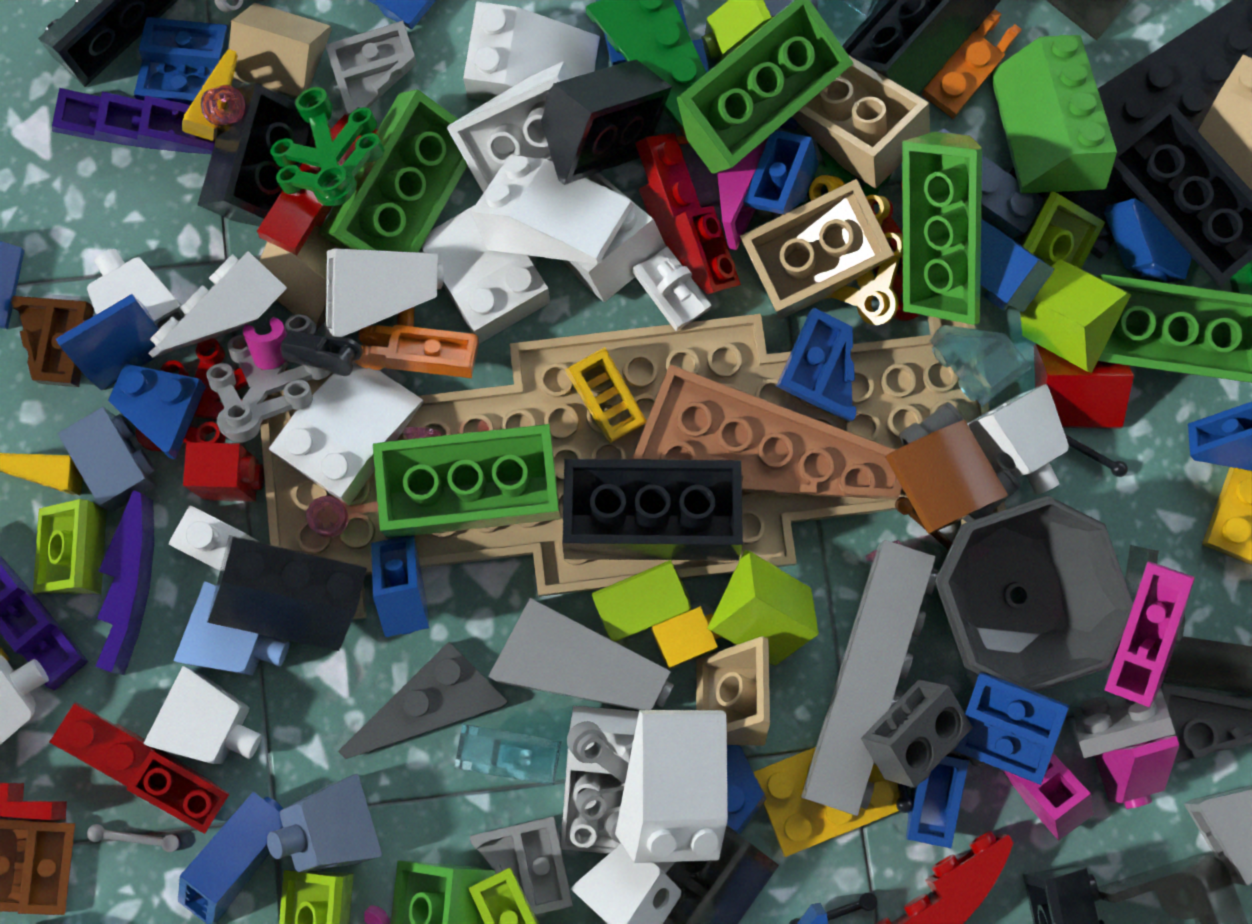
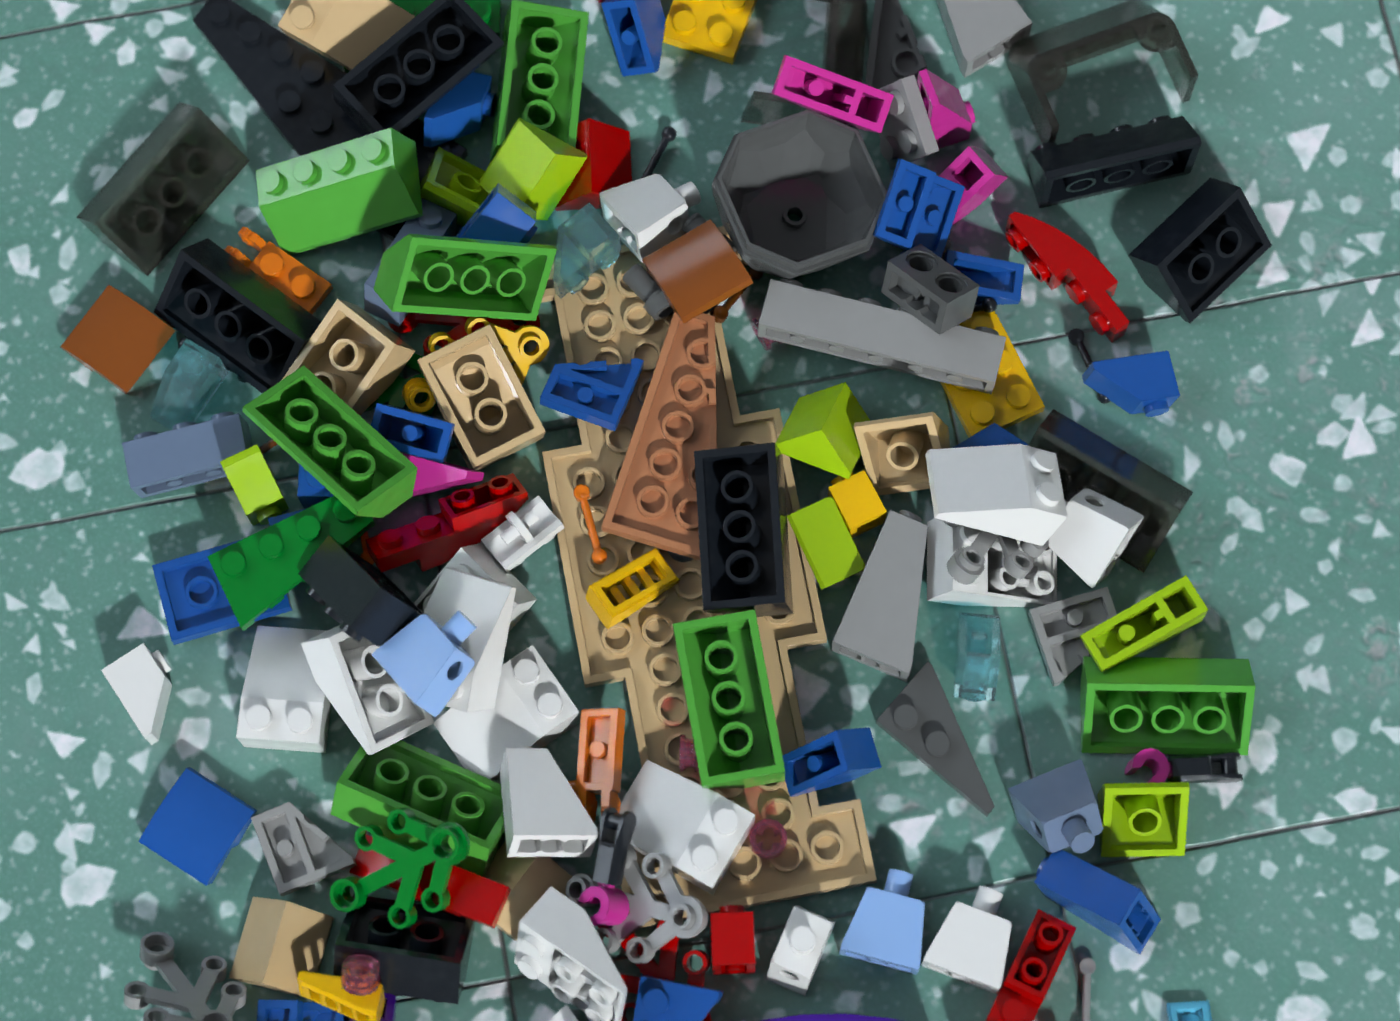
camera: 90 degrees left, 5 degrees down
(286, 593) = (847, 860): black slope -> none
(520, 169) = (428, 659): none -> light blue torso
(711, 351) = (582, 494): none -> orange hinge

